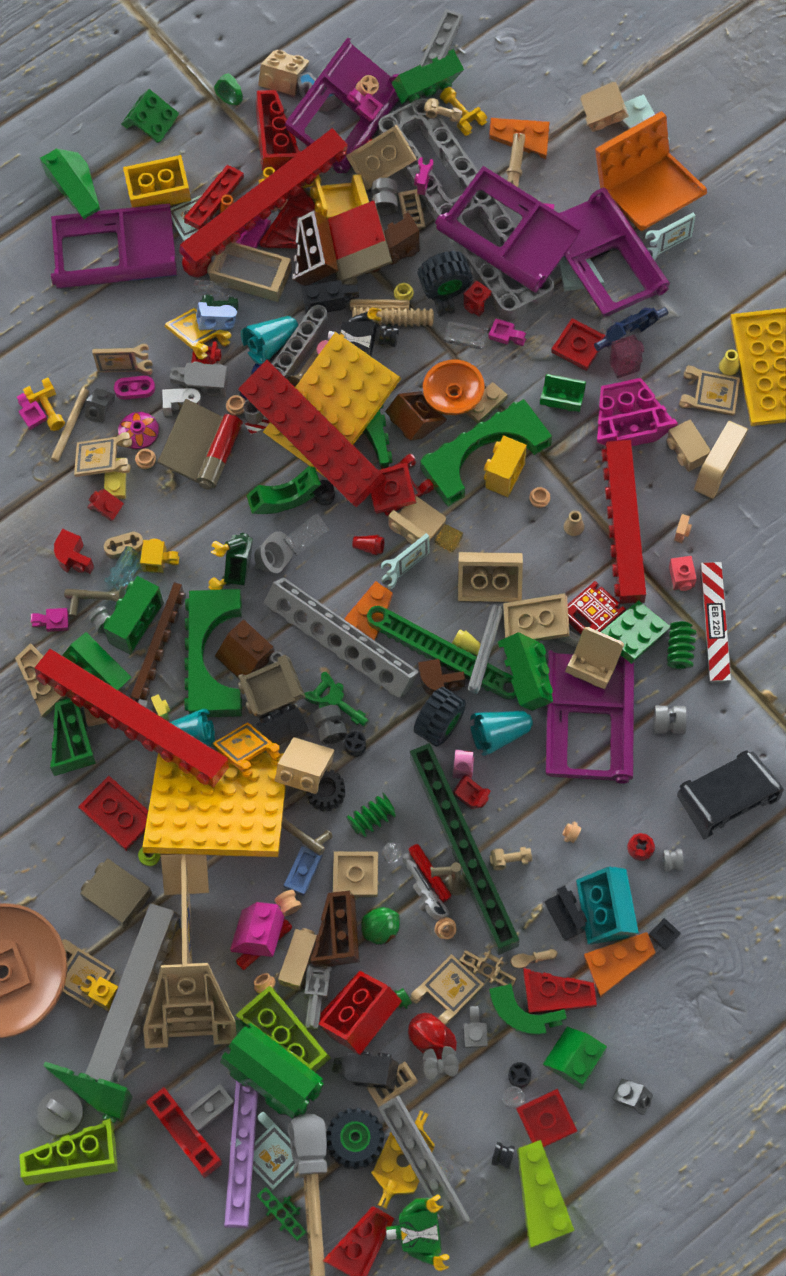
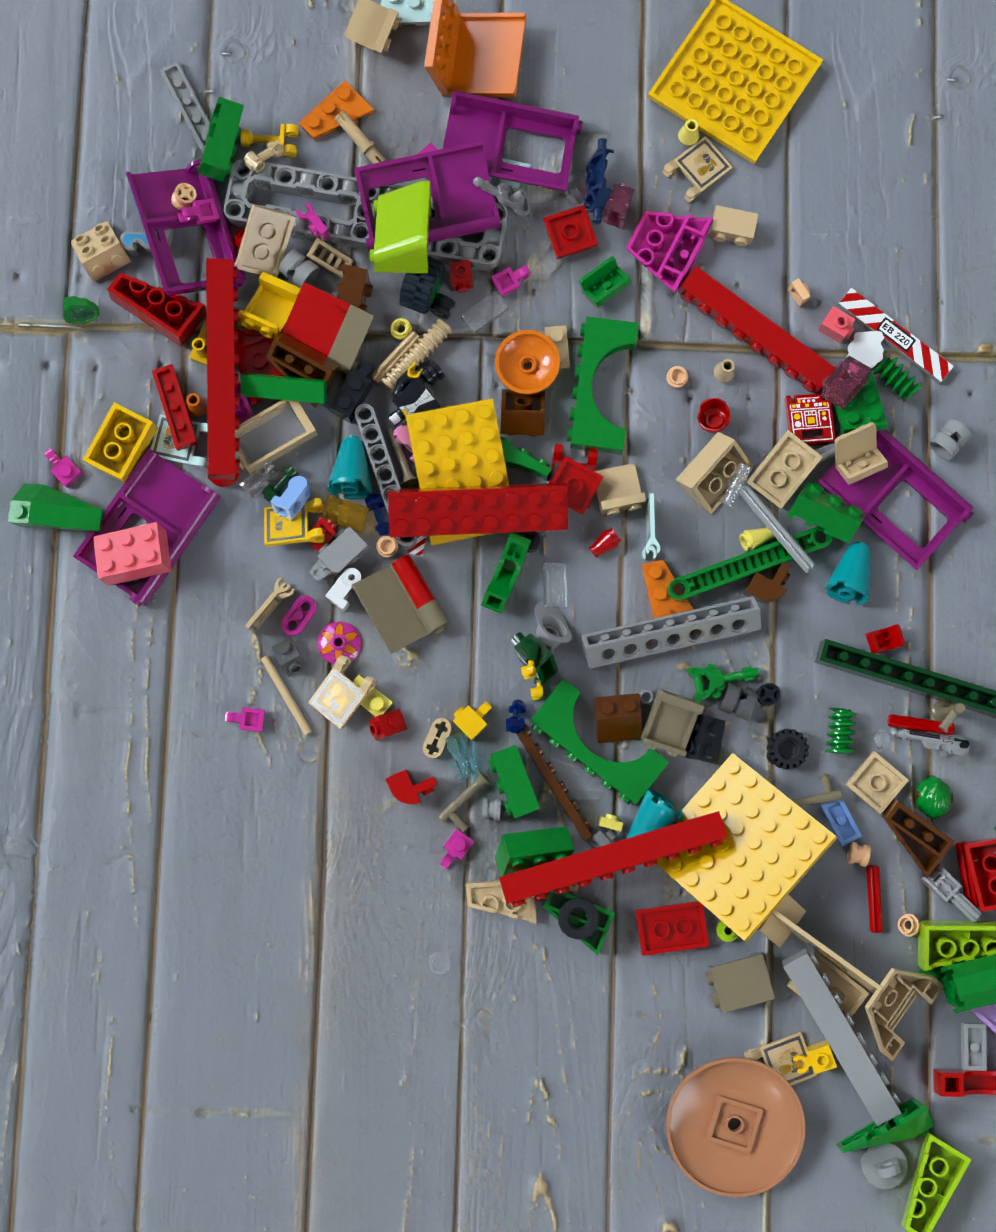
camera: 55 degrees left, 15 degrees up
(55, 420) = (273, 705): yellow bar -> none
(70, 742) = (578, 932): none -> black tyre
(83, 246) = (132, 553): none -> coral brick
(109, 167) = (63, 469): none -> dark pink plate
(145, 458) = (373, 658): light nougat plate -> none
(151, 115) = (44, 395): green bracket -> none
(178, 582) = (515, 722): none -> clear blue bar
(235, 359) = (345, 513): none -> clear yellow slope
(244, 745) = (701, 783): light orange flag -> none
(258, 930) = (864, 898): dark pink slope -> none
(287, 247) = (283, 388): none -> green tile
(297, 959) = (911, 883): tan brick -> none
(304, 765) = (762, 750): tan panel -> none
(439, 716) = (808, 612): black wheel -> none
(448, 537) = (651, 476): clear yellow tile -> none
(449, 931) = (977, 750): light nougat plate -> none
(463, 764) = (857, 626): bright pink leg -> none
(466, 224) = (402, 229): none -> lime windscreen
(494, 597) = (736, 484): none -> clear pin
(499, 859) = (954, 662): tan bar -> none
(505, 466) = (634, 381): yellow brick -> none
(532, 542) = (714, 415): none -> red hair
(567, 291) = (513, 198): none -> light grey piece
(571, 832) = (978, 590): light nougat plate -> none
(639, 606) = (845, 382): none -> clear pink brick
(671, 235) = (538, 88): light aqua flag -> none
(683, 608) = (867, 347): none -> white sticker
(720, 459) = (771, 214): tan beam -> none

